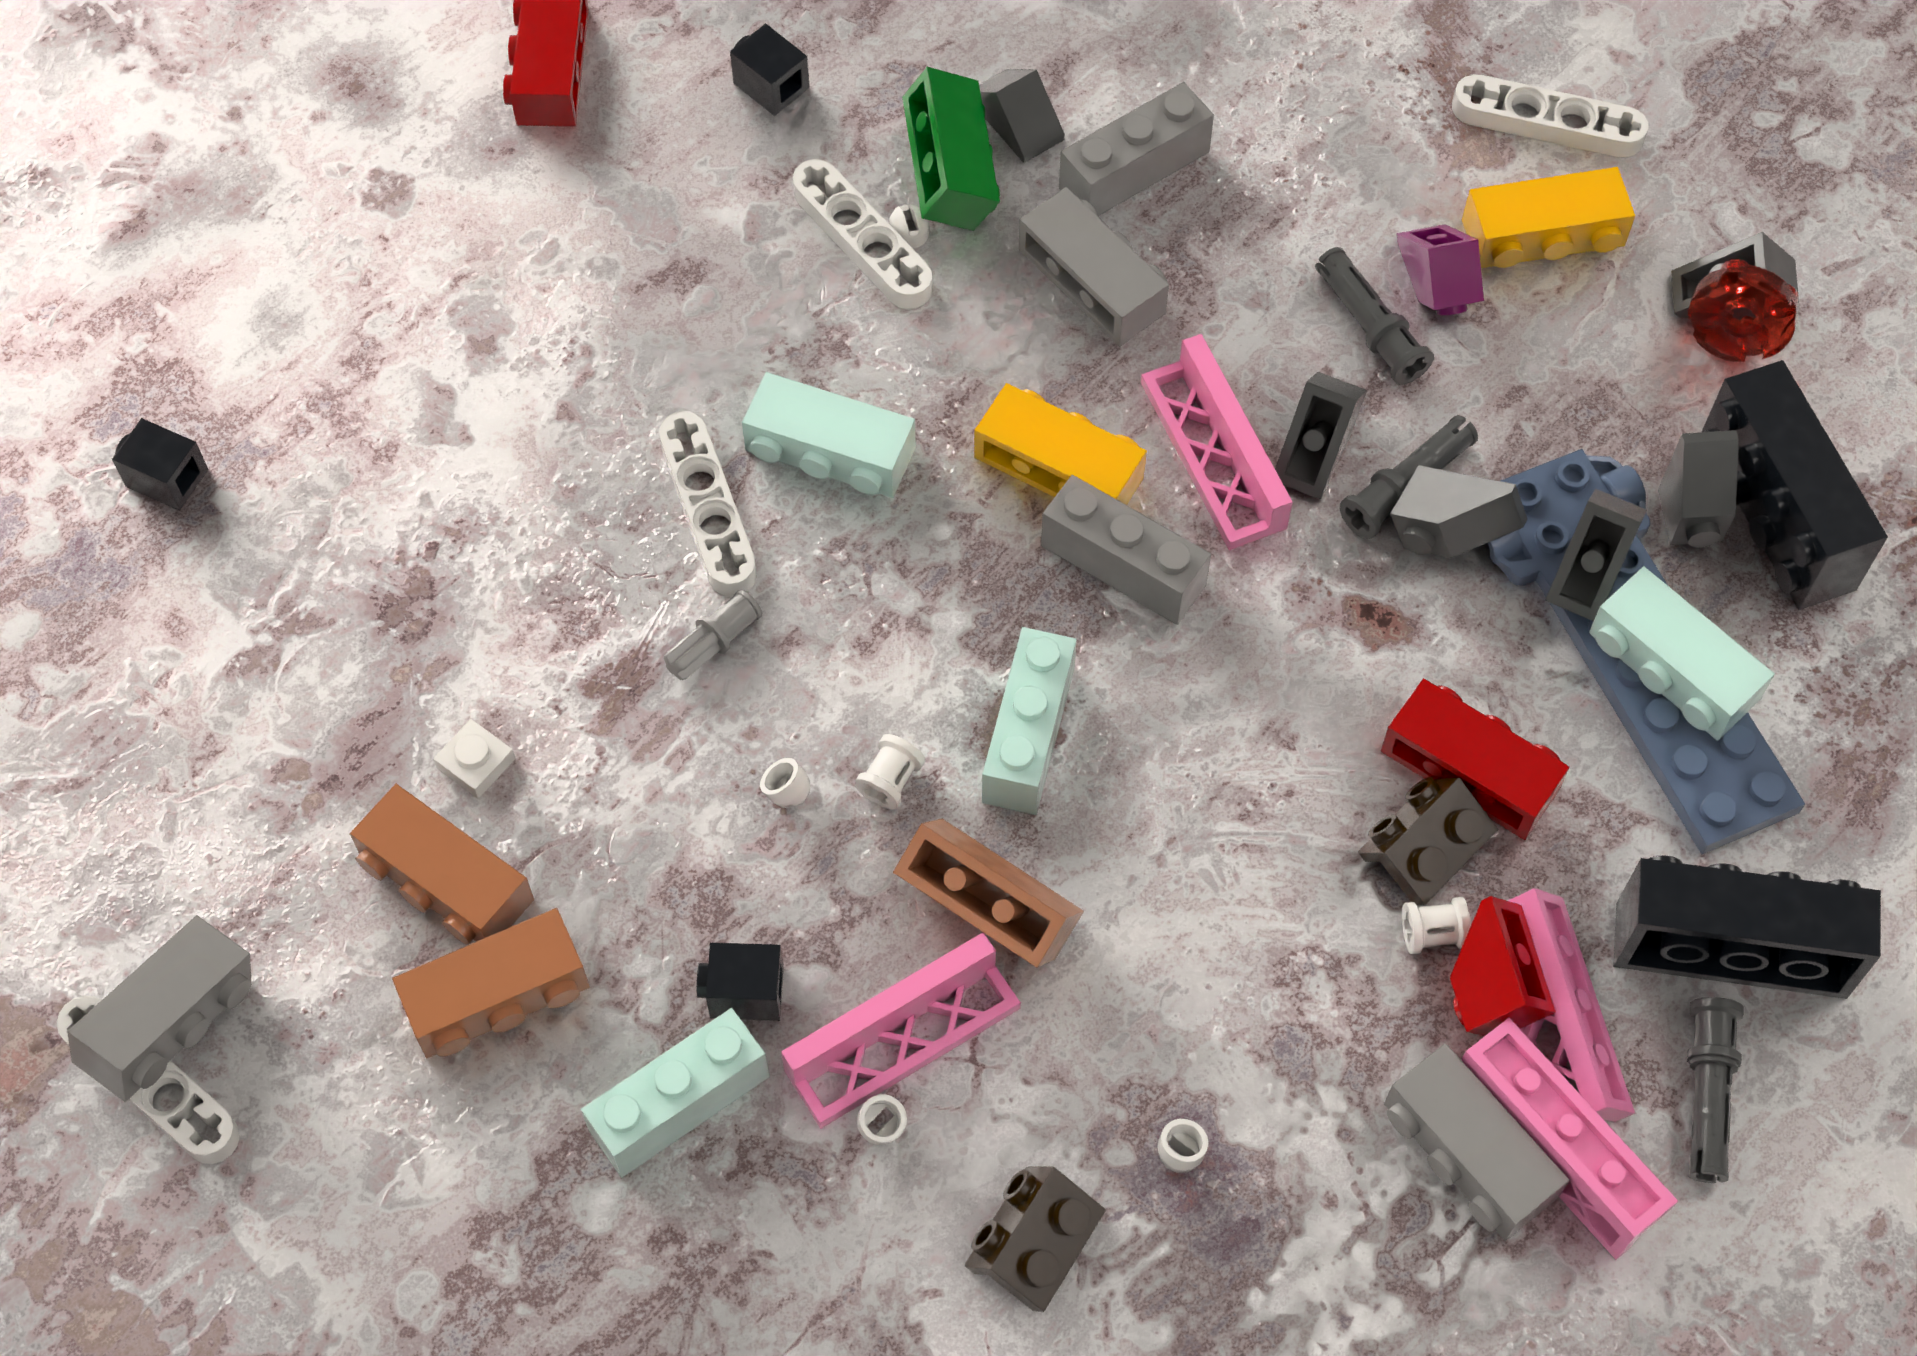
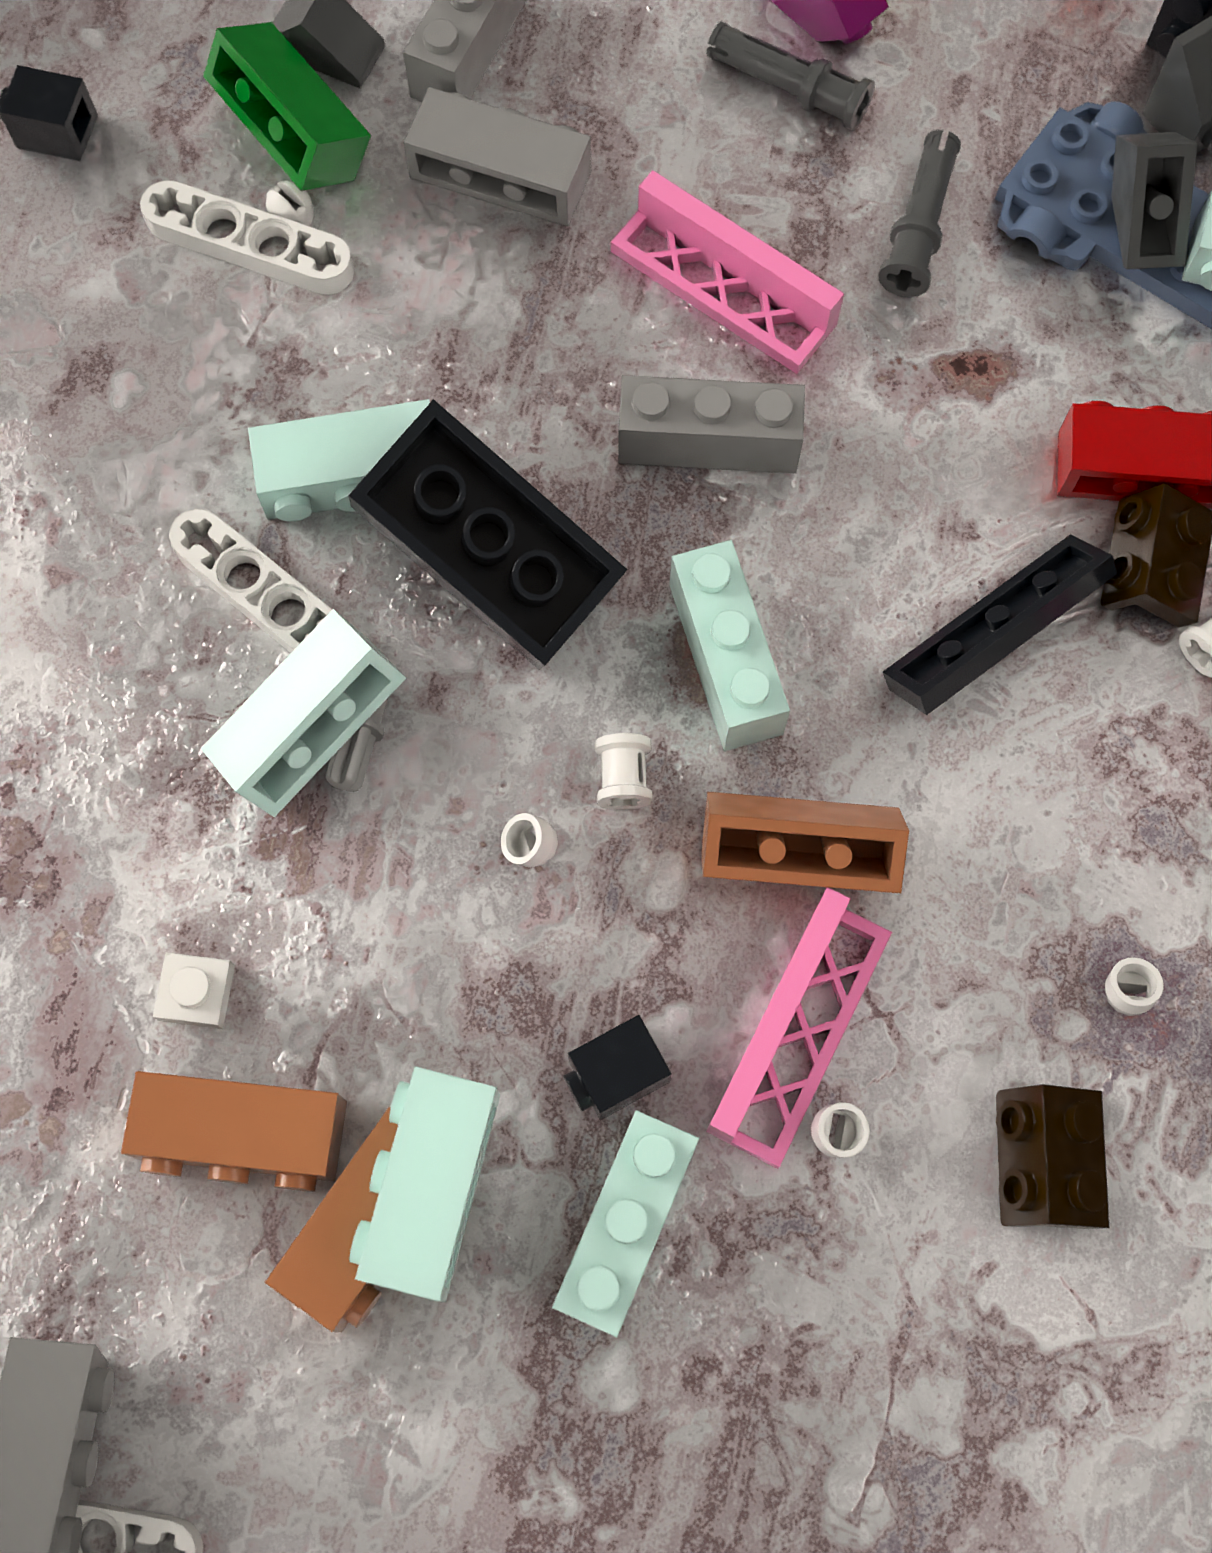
camera: 30 degrees left, 10 degrees up
(546, 969) = (425, 1184): none -> light aqua brick
(674, 598) = (302, 714): none -> light aqua brick
(889, 540) = (486, 534): none -> black brick
(1048, 445) = (578, 357): yellow brick -> none
(1259, 818) = (999, 623): none -> black plate
(1319, 433) = (818, 211): dark grey slope -> none
(1455, 512) = (995, 225): dark grey slope -> none

